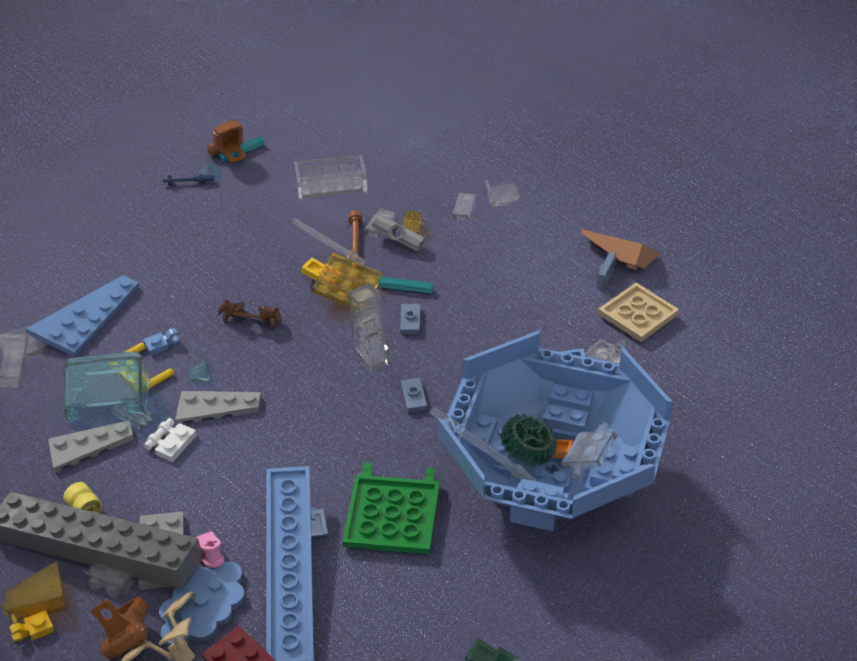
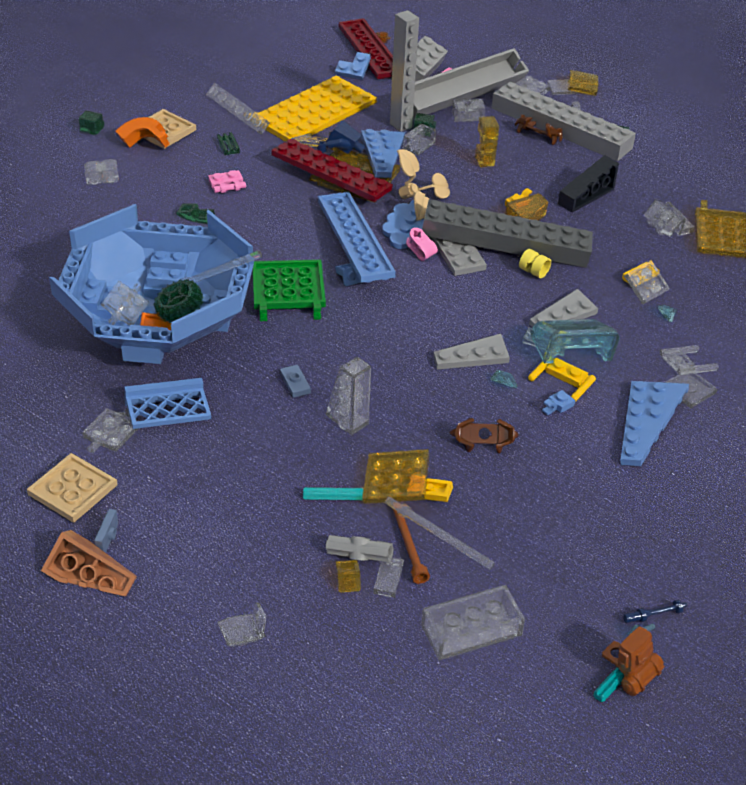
camera: 165 degrees right, 0 degrees up
(124, 627) = (452, 190): dark orange piece -> none
(175, 442) = (491, 321): white plate -> none
(410, 319) = (318, 456): sand blue plate -> none
(464, 206) = (290, 616): clear tile -> none

